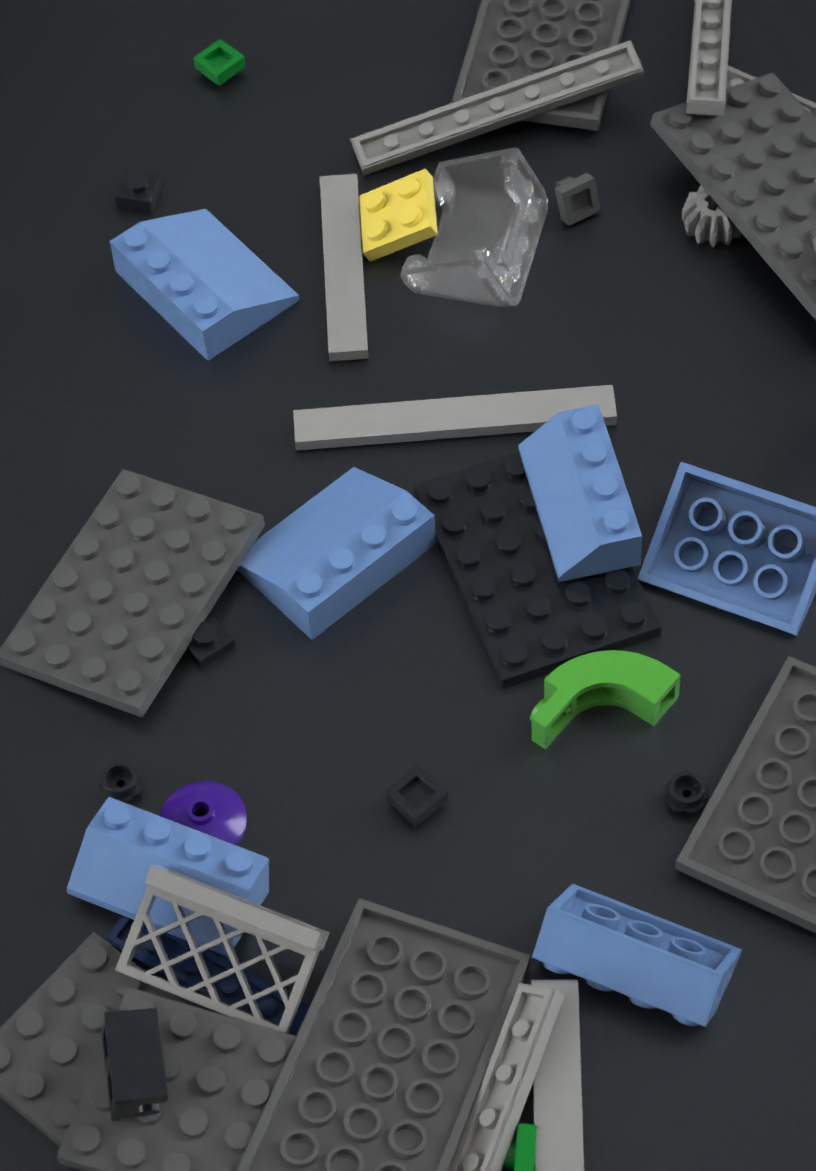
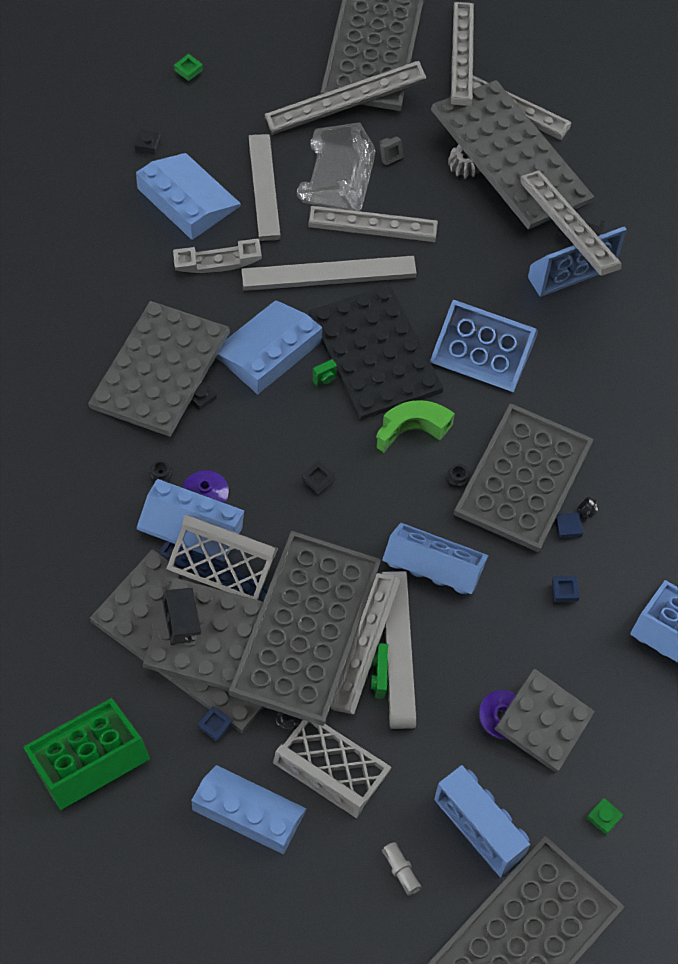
camera: 10 degrees left, 5 degrees up
(251, 395) = (219, 259): none -> light grey slope
(397, 215) = (293, 158): light yellow plate -> none
(437, 599) = (325, 372): none -> green plate
(540, 329) = (373, 223): none -> light grey tile
(581, 495) = (399, 316): medium blue slope -> none

